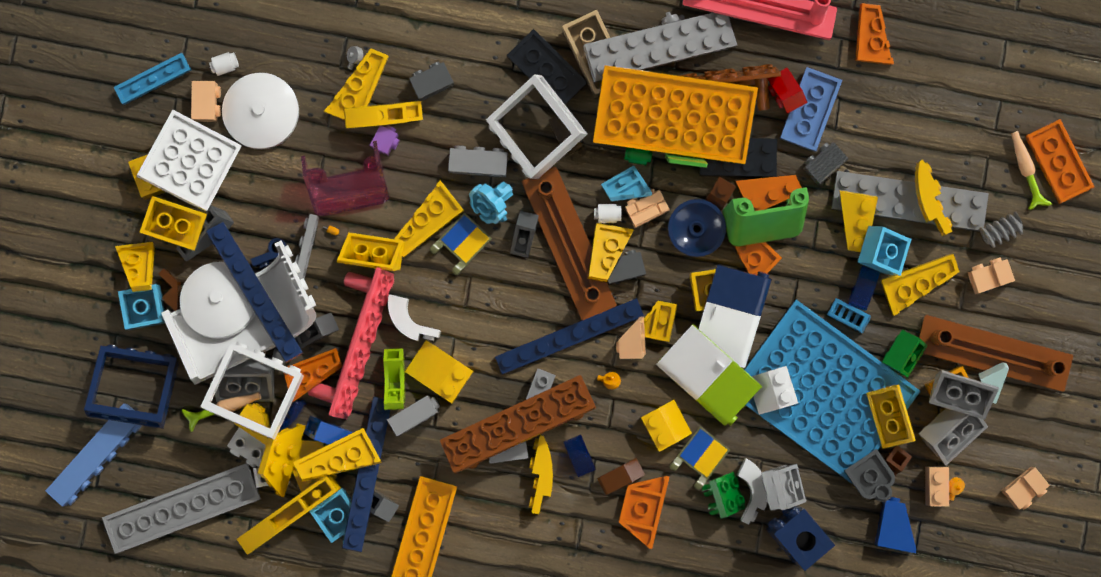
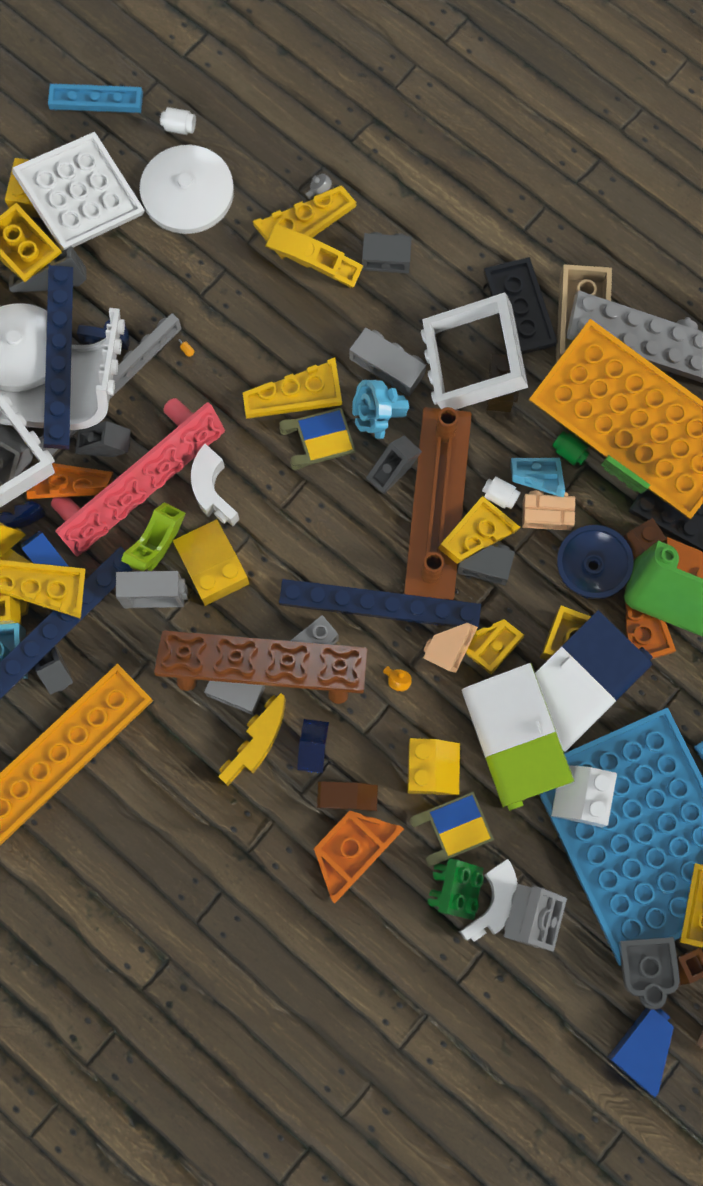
camera: 30 degrees right, 10 degrees down
(204, 101) = (134, 145): light nougat brick -> none
(347, 190) = (227, 316): clear pink windscreen -> none
(371, 252) = (210, 385): yellow slope -> none
(386, 139) = (300, 284): medium lavender brick -> none
(799, 537) = (523, 989): dark blue piece -> none

